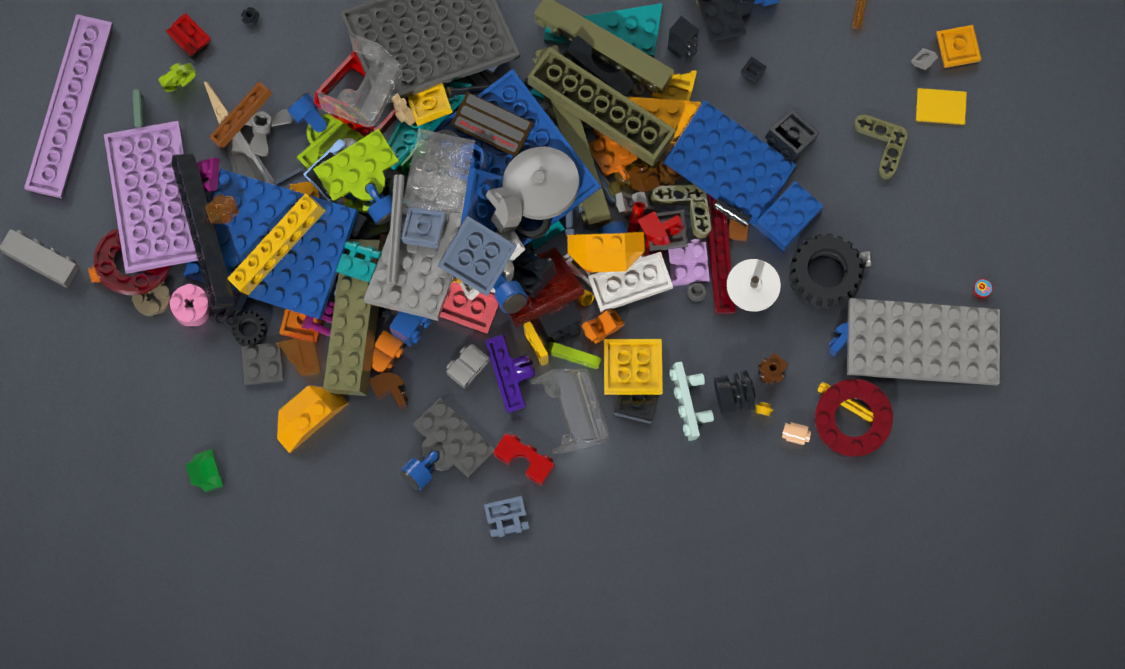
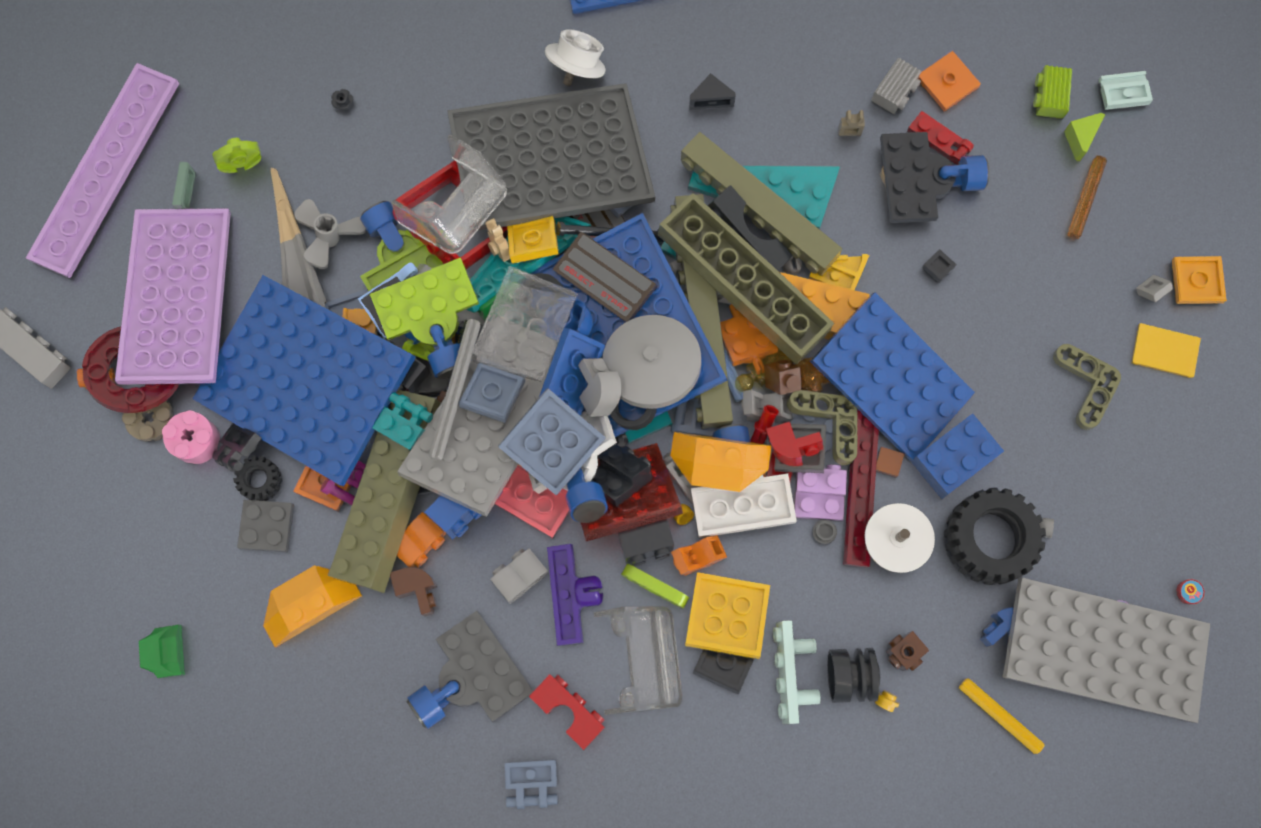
camera: 10 degrees right, 0 degrees up
(188, 35) = (264, 109): red plate -> none
(202, 231) = (221, 350): black beam -> none
(209, 171) = (242, 276): magenta plate -> none
(222, 209) = (249, 325): clear orange brick -> none
(240, 115) = (302, 214): dark orange plate -> none
(276, 244) = (304, 381): yellow brick -> none
(302, 353) = (316, 524): clear orange wing -> none
(536, 343) = (611, 563): yellow plate -> none
(683, 39) = (860, 212): black brick -> none
(732, 212) = (886, 439): black pin -> none
(791, 135) = (974, 355): black plate -> none
(796, 433) = (924, 741): light nougat brick -> none
(869, 394) = (1018, 701): dark red plate -> none

